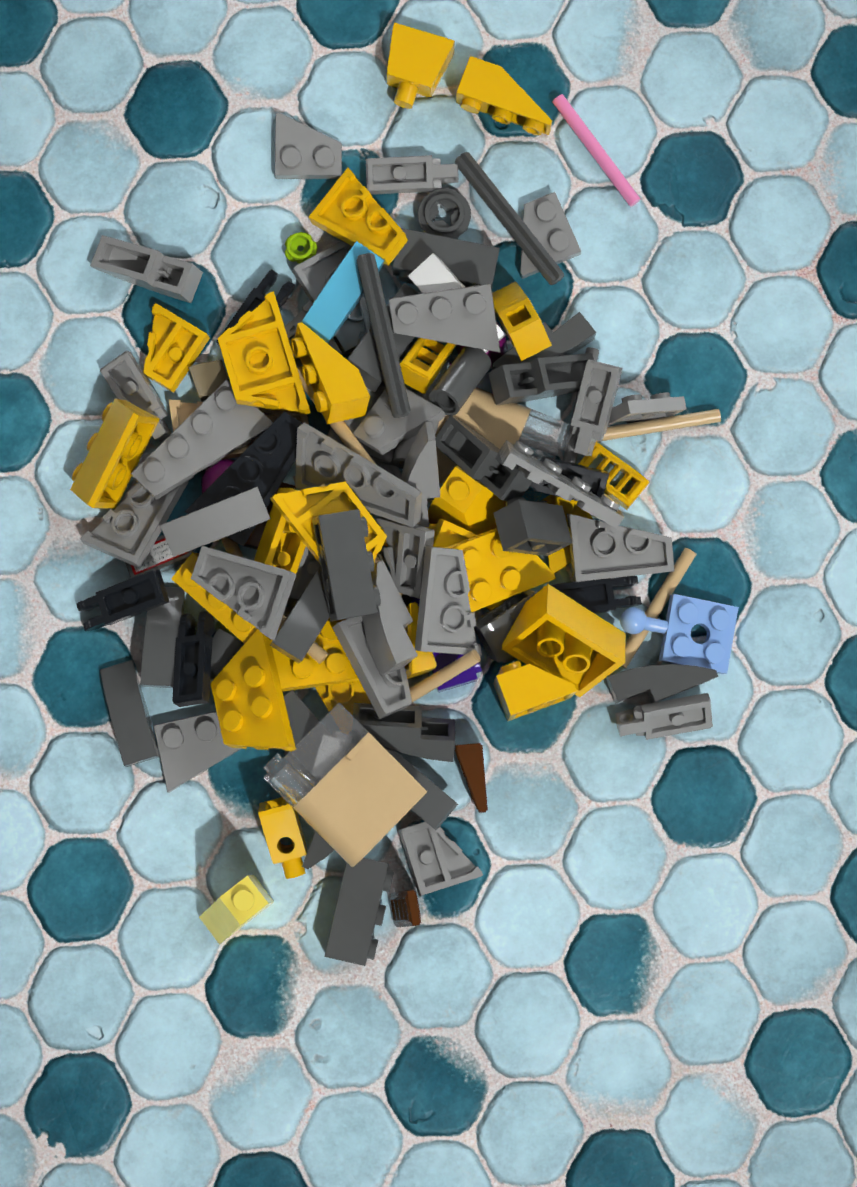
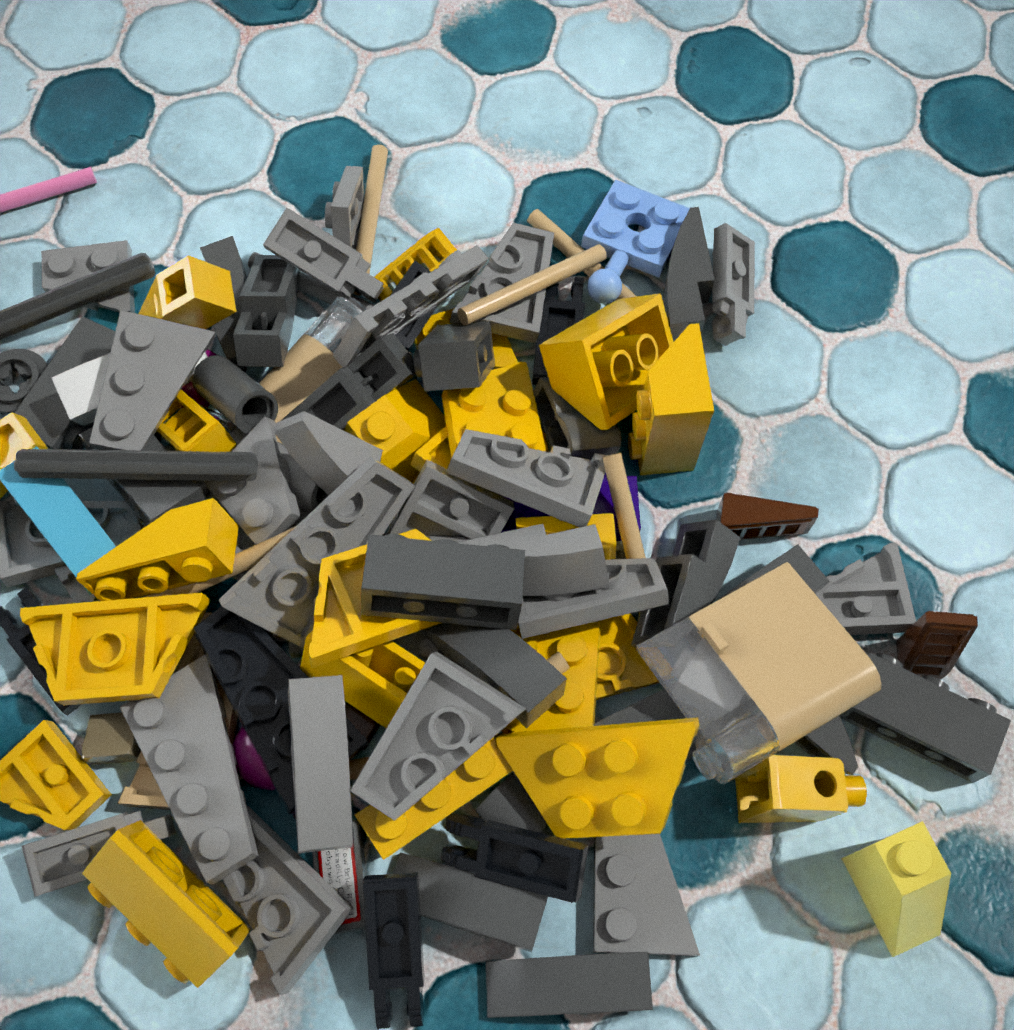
camera: 75 degrees left, 15 degrees down
(614, 567) = (531, 284): none -> tan bar

